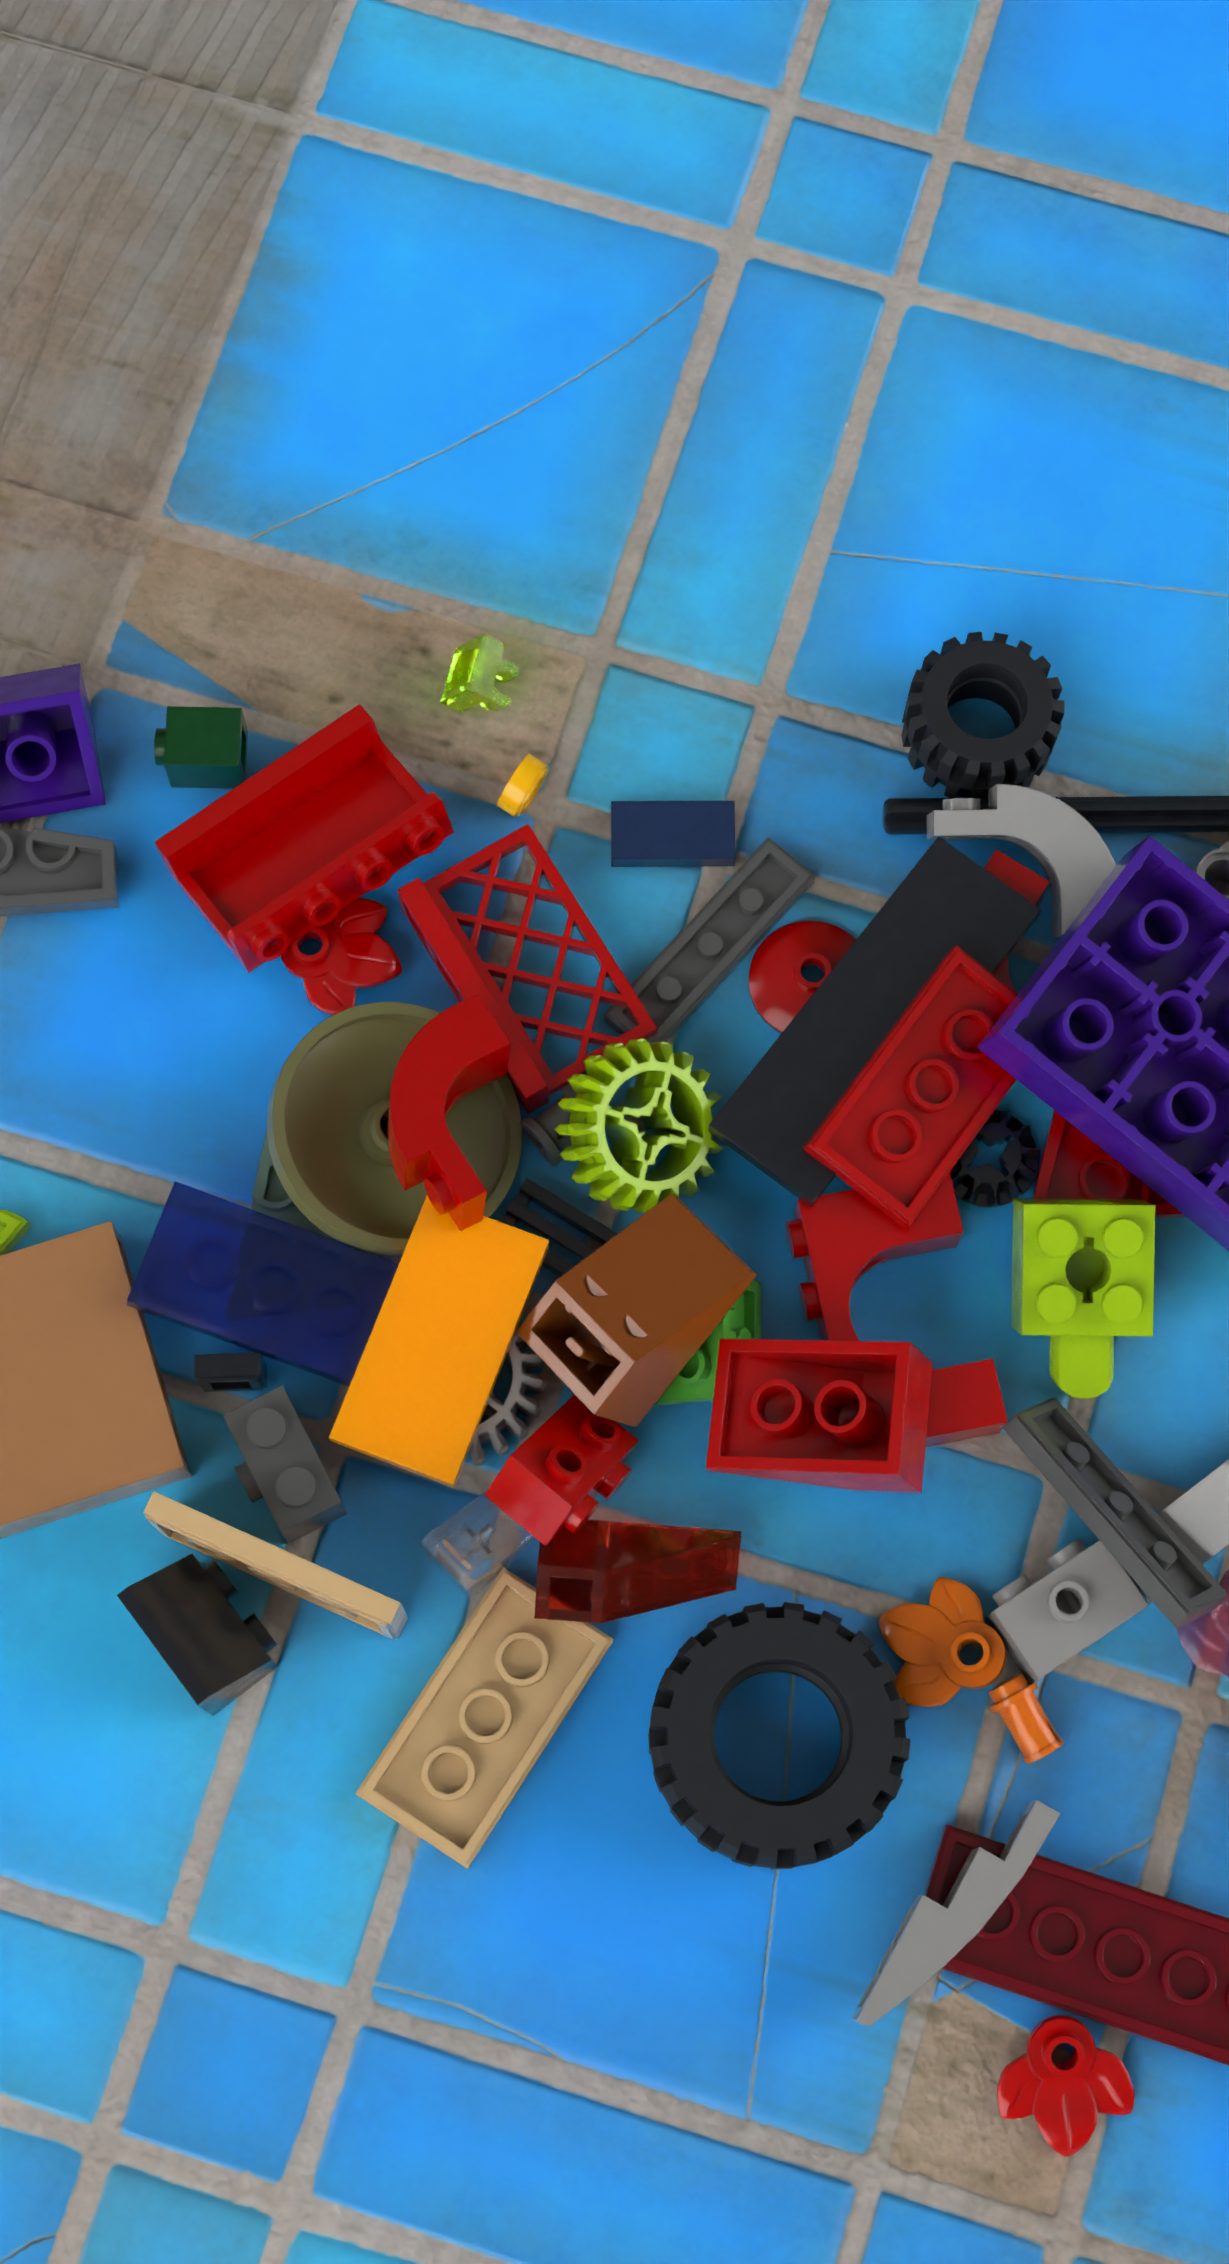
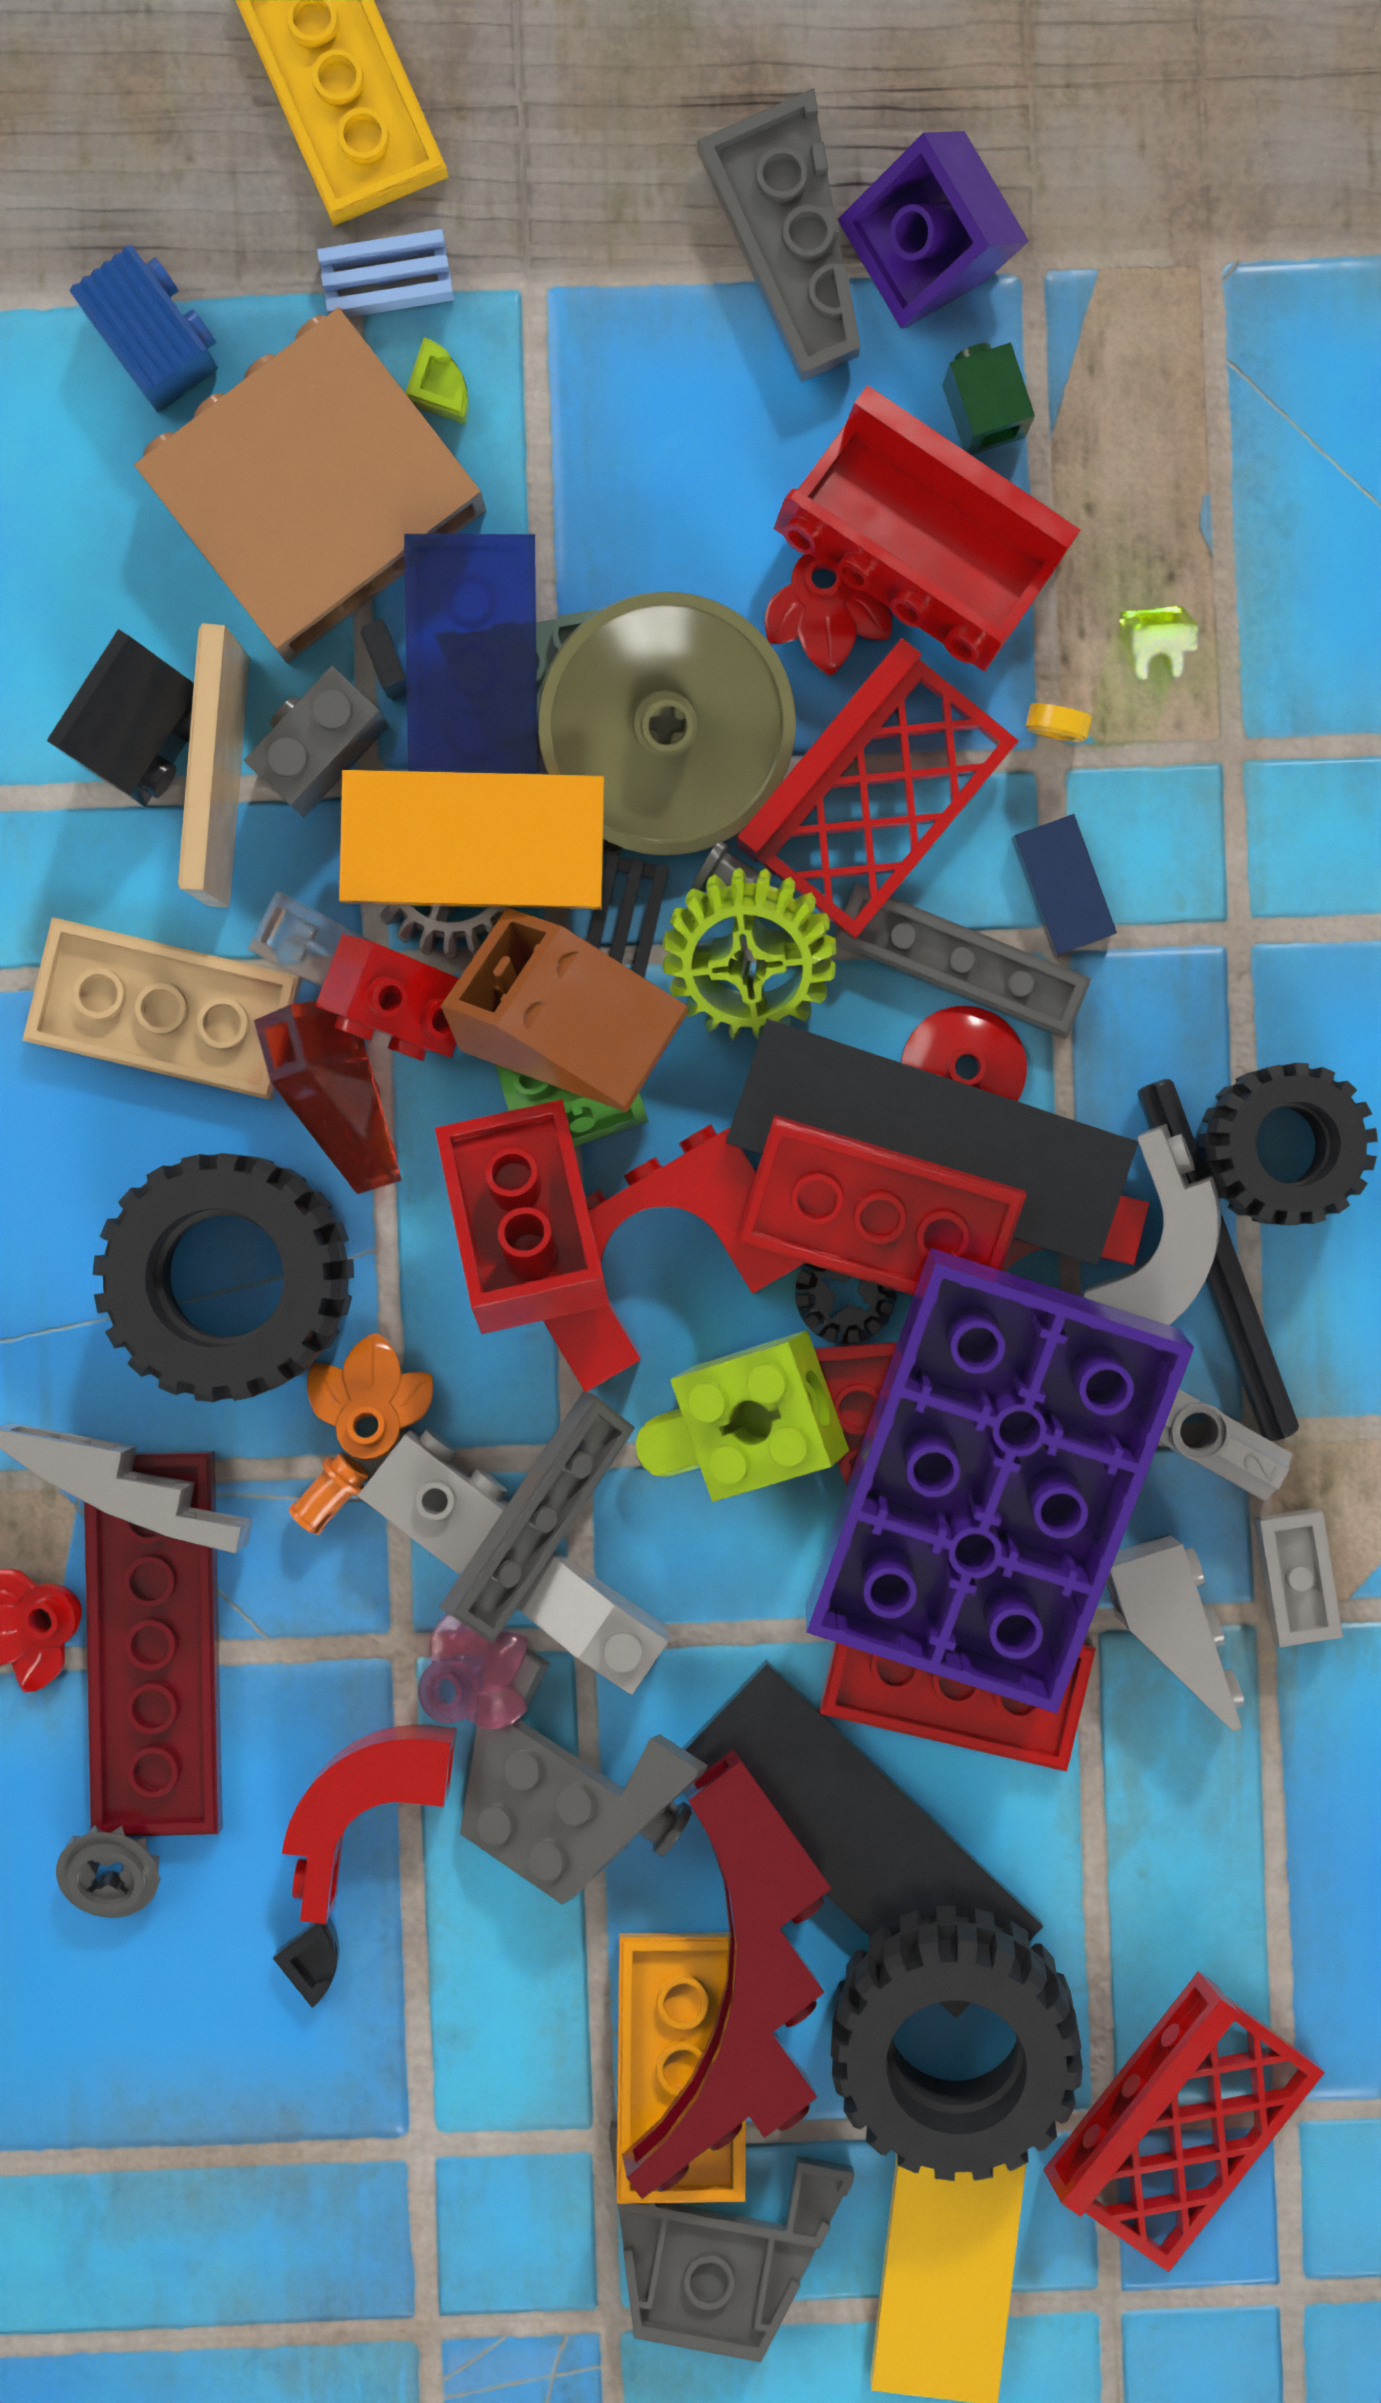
camera: 70 degrees right, 15 degrees up
(438, 1068) = (709, 734): red arch -> none

